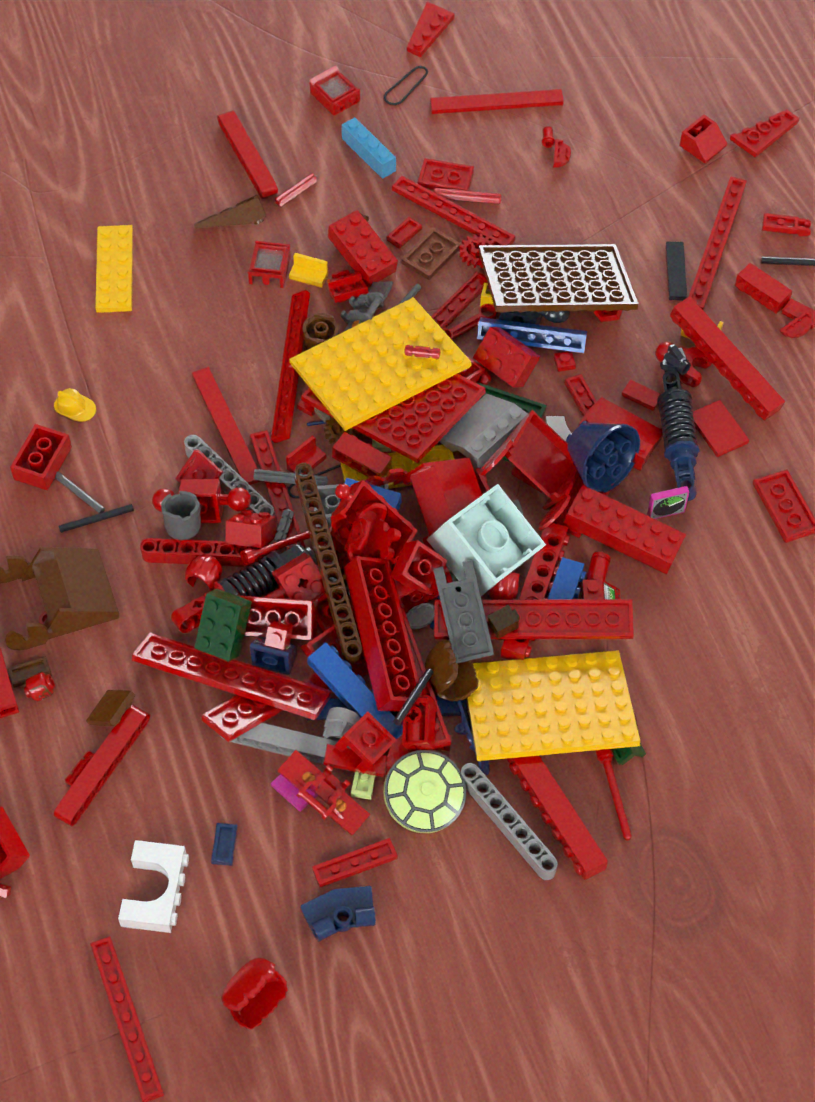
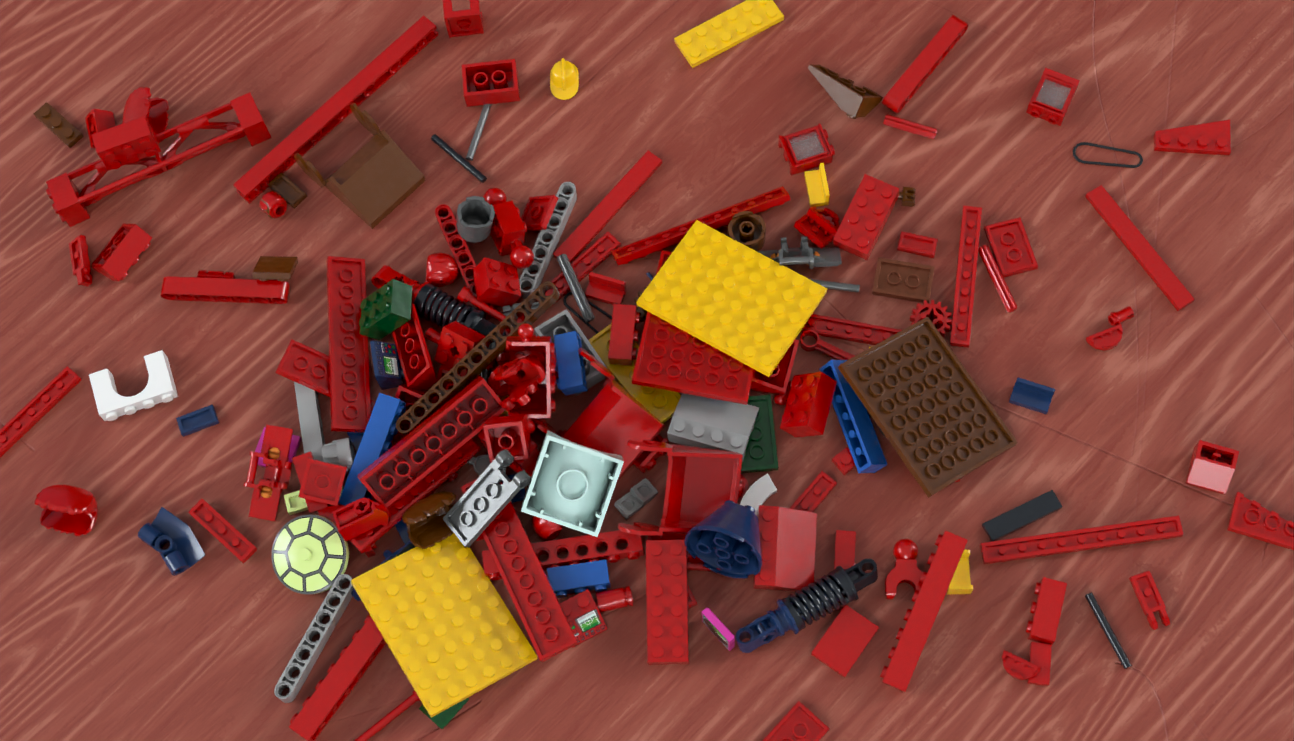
camera: 70 degrees right, 10 degrees up
(278, 635) = (394, 358): brick -> none
(368, 148) = (998, 161): dark azure brick -> none
(413, 697) = (377, 497): black bar -> none
(421, 351) = (754, 326): axle -> none
(503, 621) = (495, 538): dark brown brick -> none
(580, 218) = (1031, 395): none -> dark blue panel
(675, 360) = (889, 563): black rock -> none

